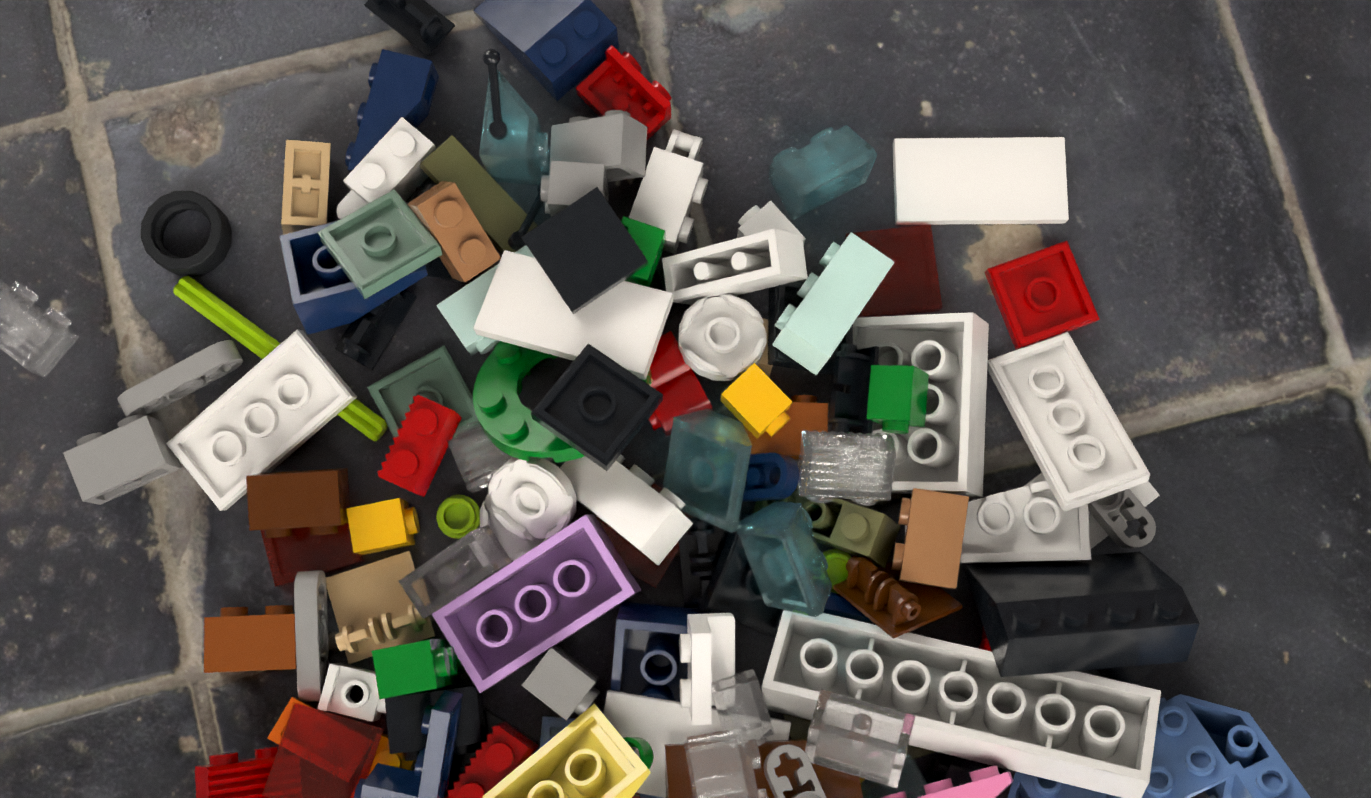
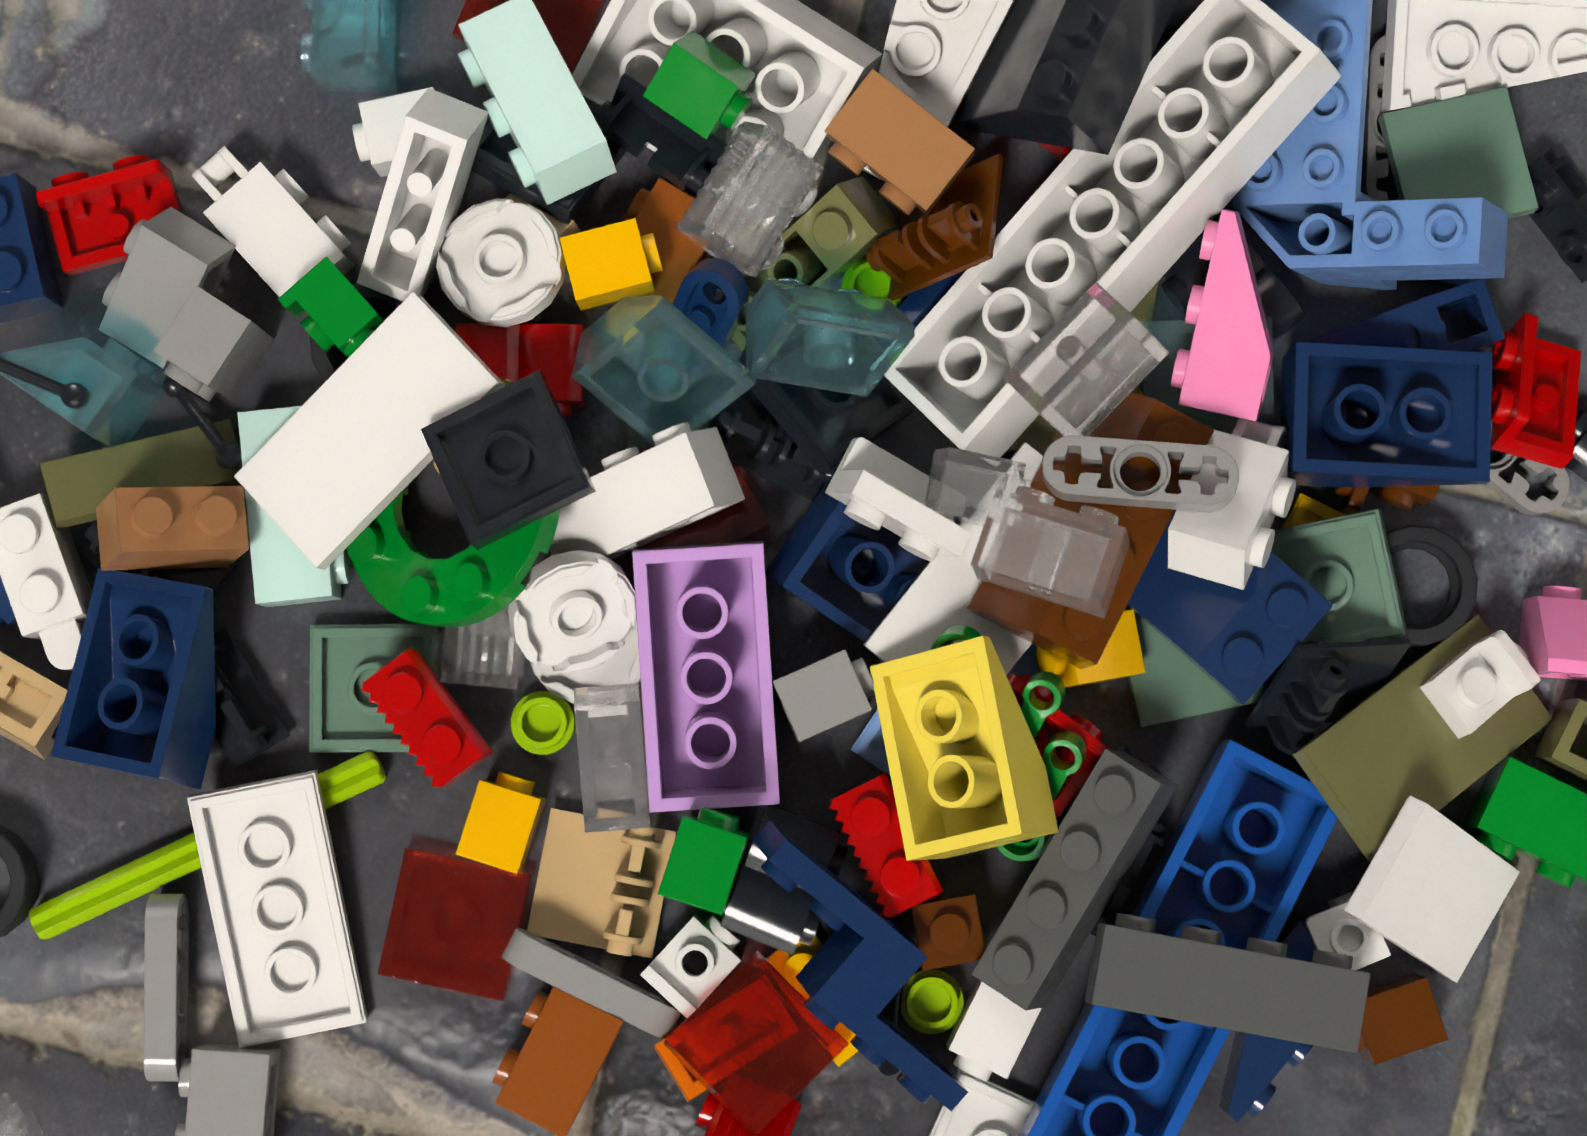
camera: 55 degrees left, 5 degrees up
(298, 500) = (412, 908): reddish brown brick -> none
(380, 243) = (137, 628): sand green tile -> none
(585, 250) = (297, 370): black tile -> none

